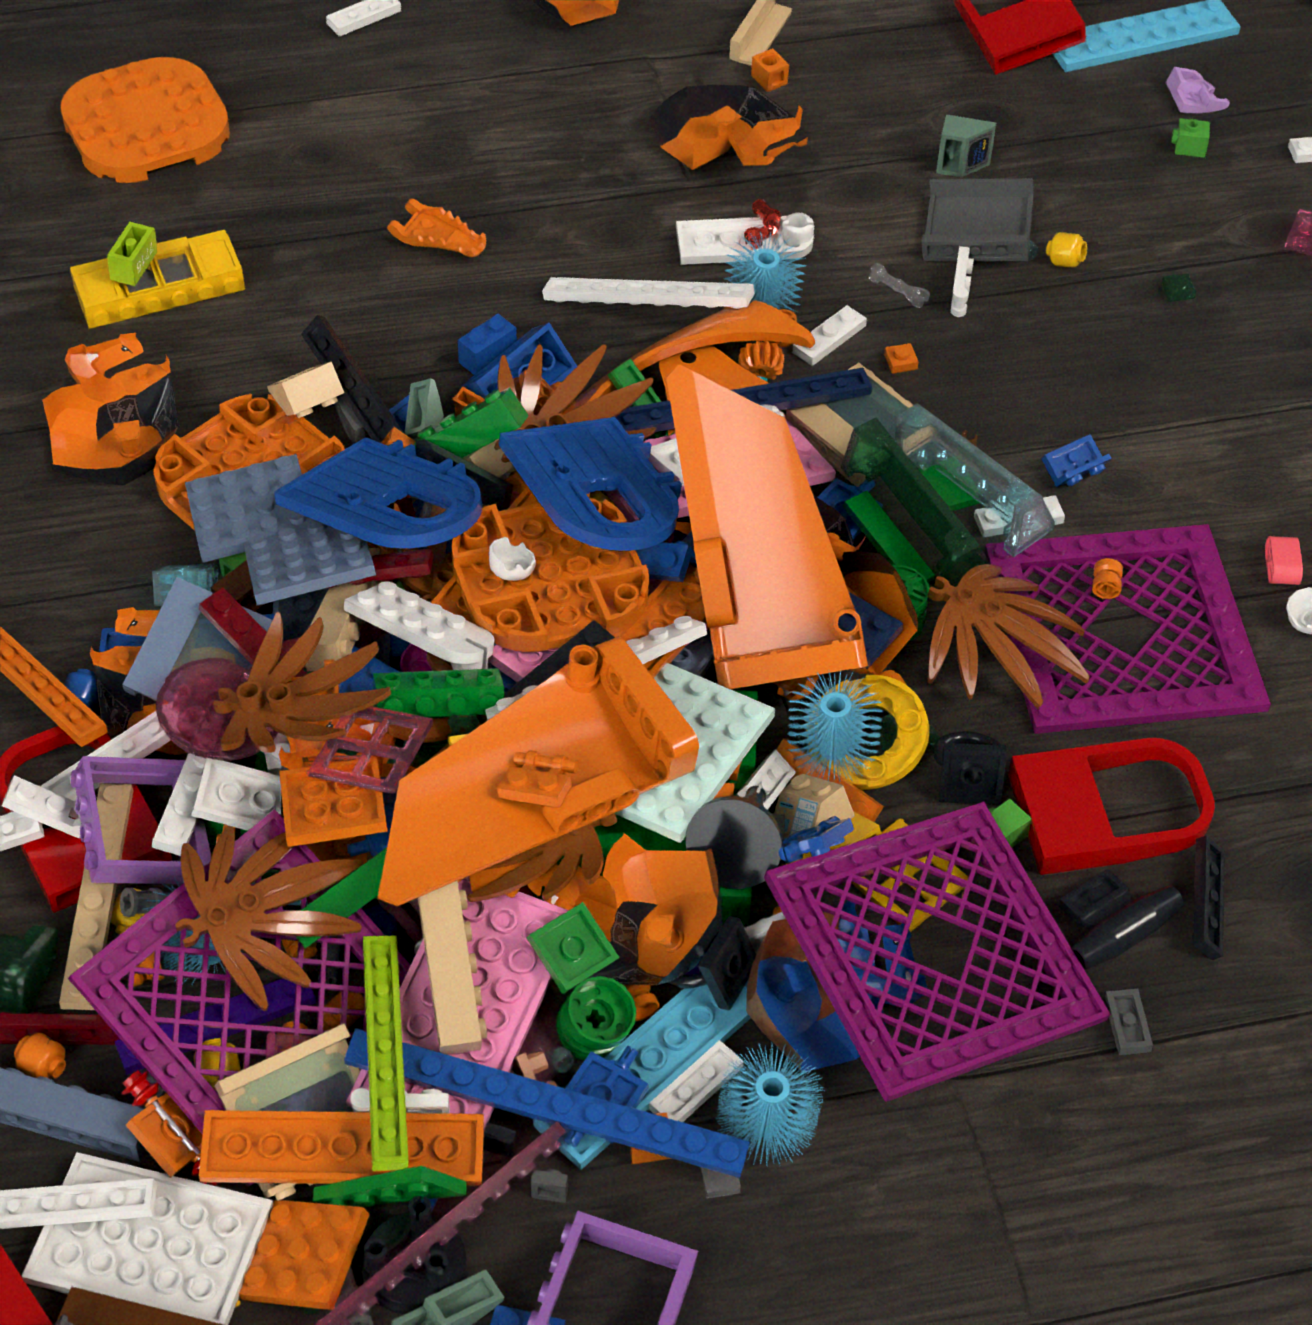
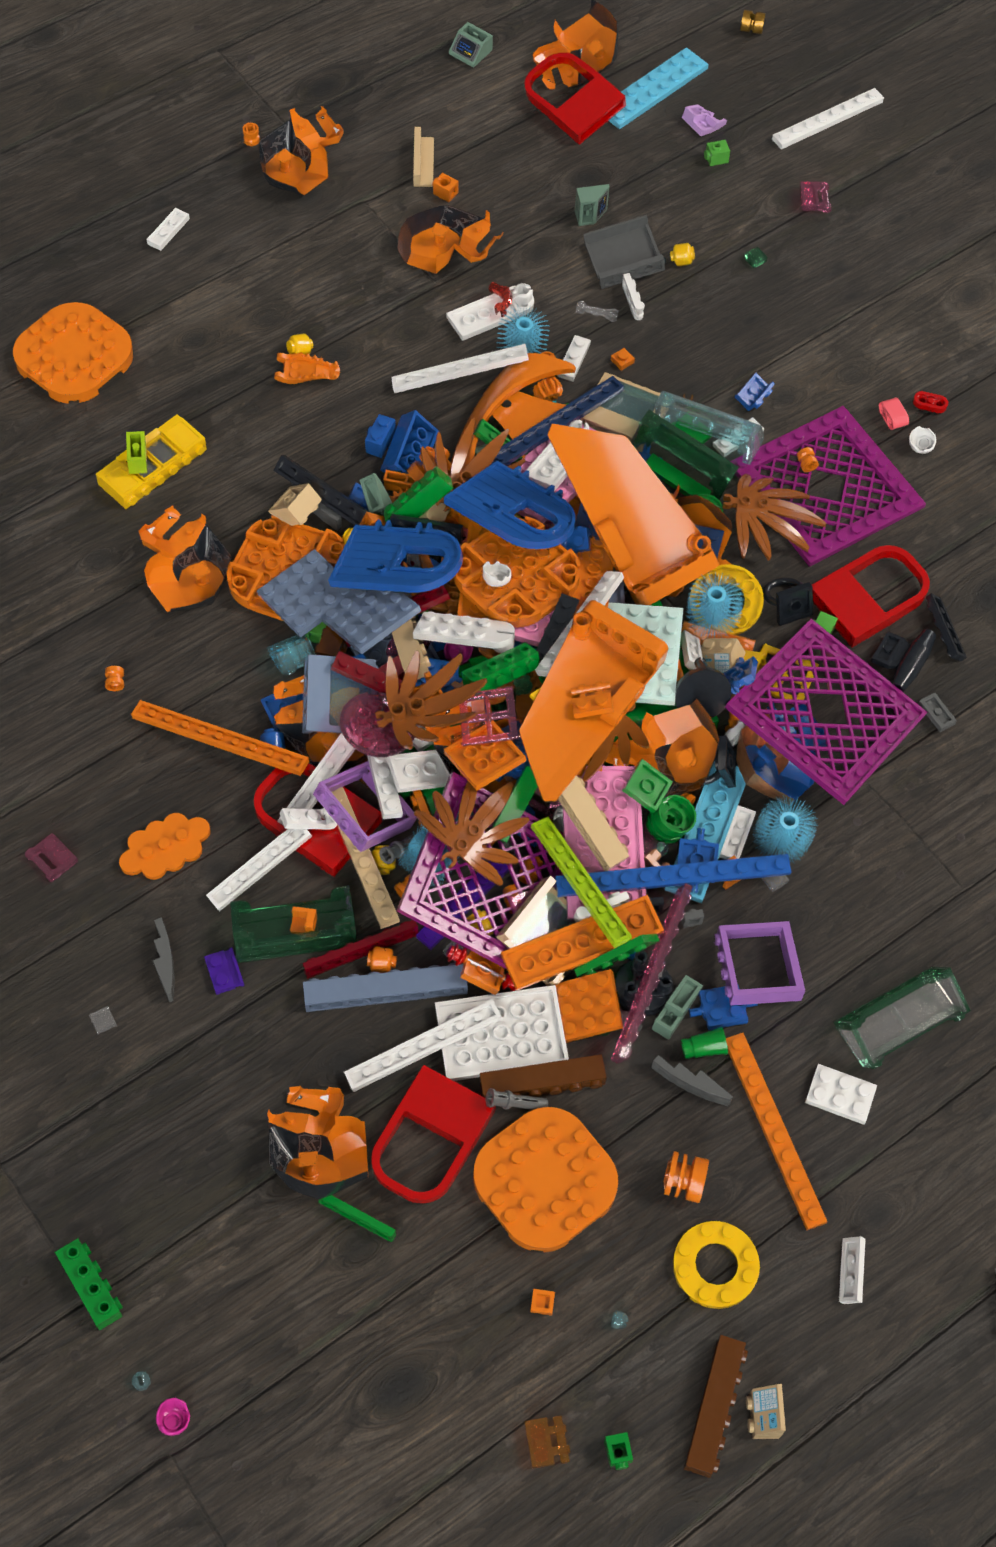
camera: 25 degrees left, 10 degrees up
(449, 197) = (299, 343): none -> yellow head

